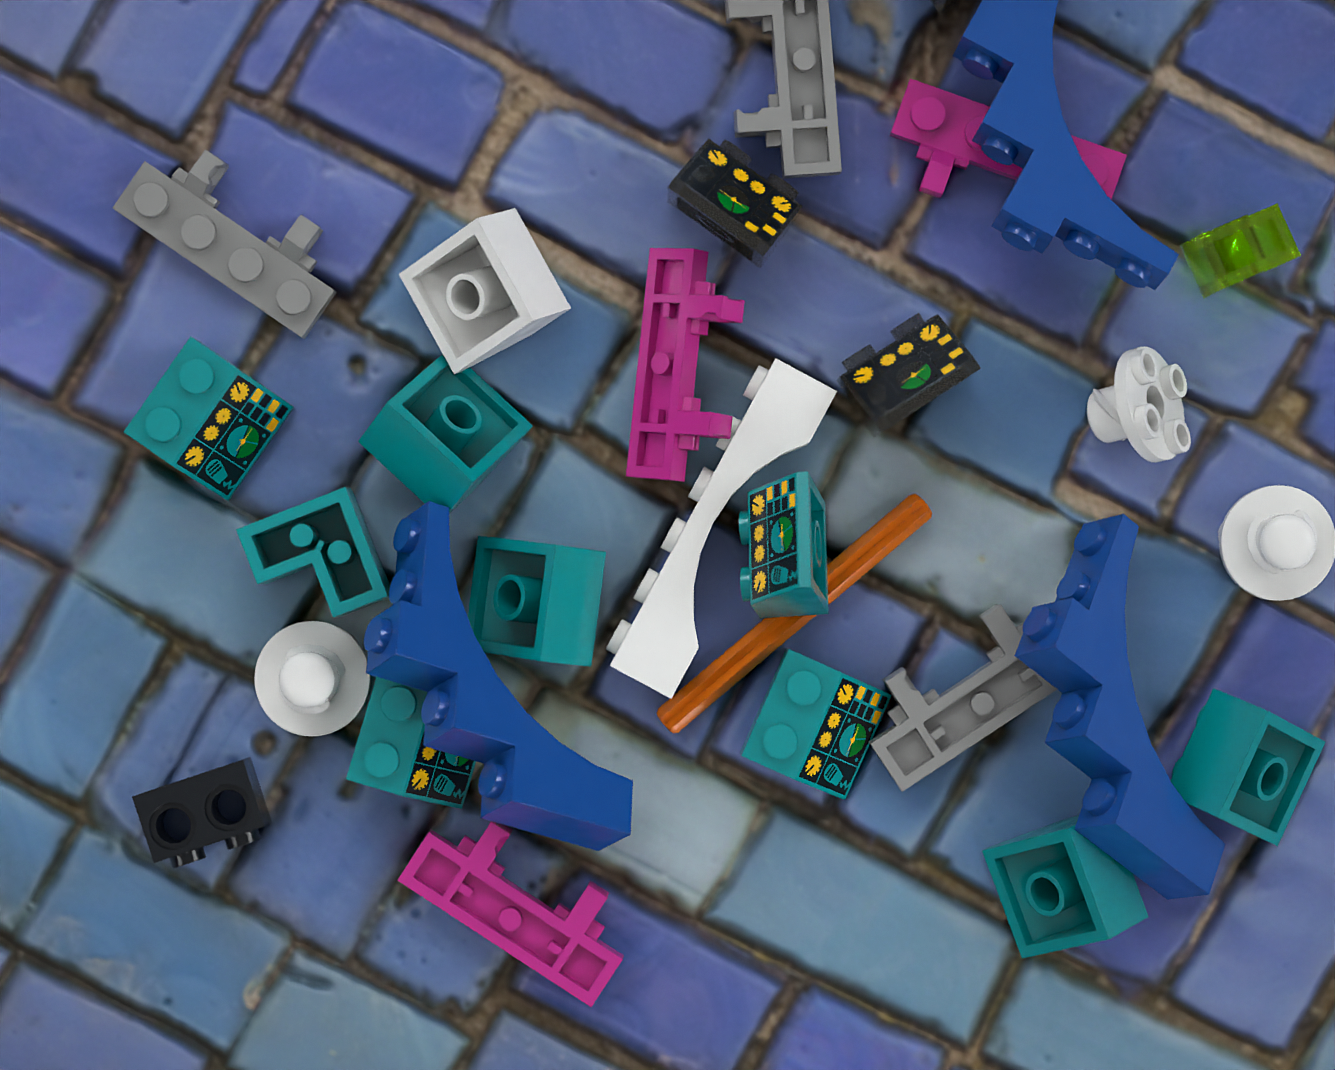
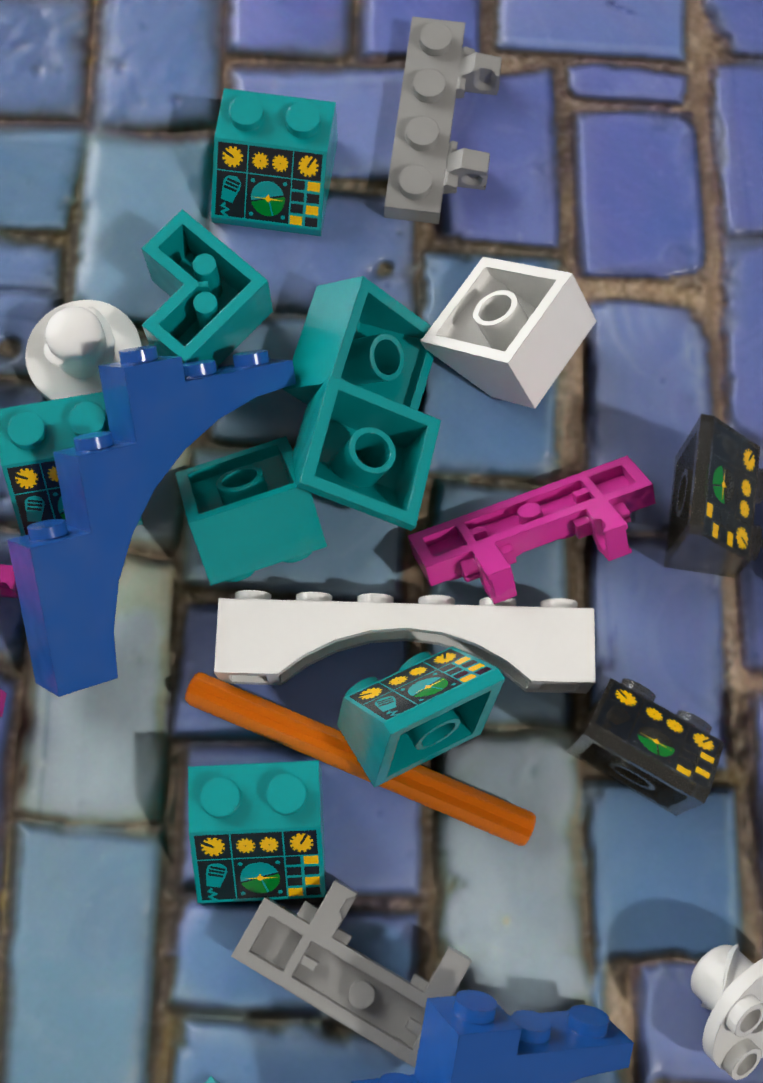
camera: 60 degrees right, 15 degrees down
(548, 483) = (365, 452): none -> teal slope

